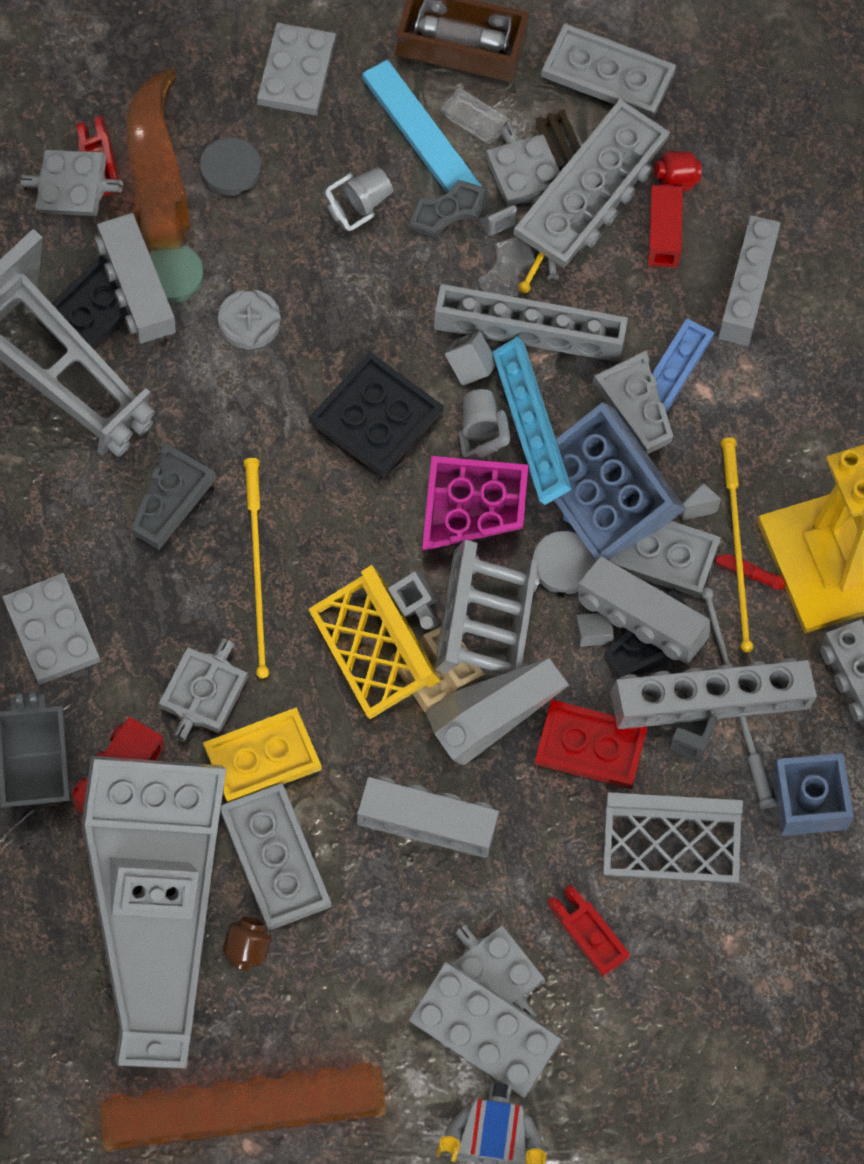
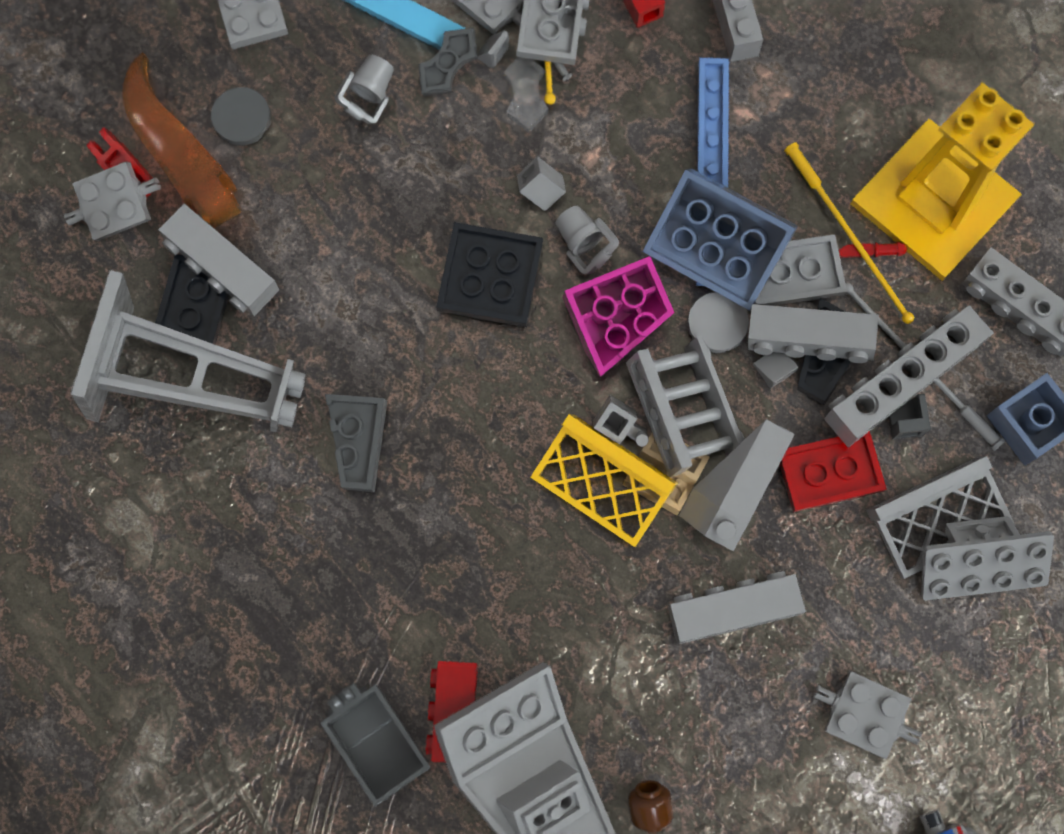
camera: 25 degrees left, 10 degrees up
(51, 629) = (321, 612): light grey plate -> none
(178, 272) = (250, 233): sand green tile -> none
(203, 690) = (483, 598): light grey plate -> none
(249, 319) = (333, 244): light grey tile -> none
(253, 504) = (432, 409): yellow piece -> none
(263, 754) = (567, 629): yellow plate -> none
(275, 856) = (628, 714): light grey plate -> none
(486, 1029) = (890, 770): light grey plate -> none
(531, 421) = (627, 214): medium azure tile -> none
(535, 322) = (576, 127): light grey brick -> none
(590, 933) = (923, 636): red hinge -> none
(634, 395) = (696, 147): light grey wing -> none
(687, 894) = (985, 559): none -> light grey bracket
(700, 503) = (802, 210): light grey slope -> none

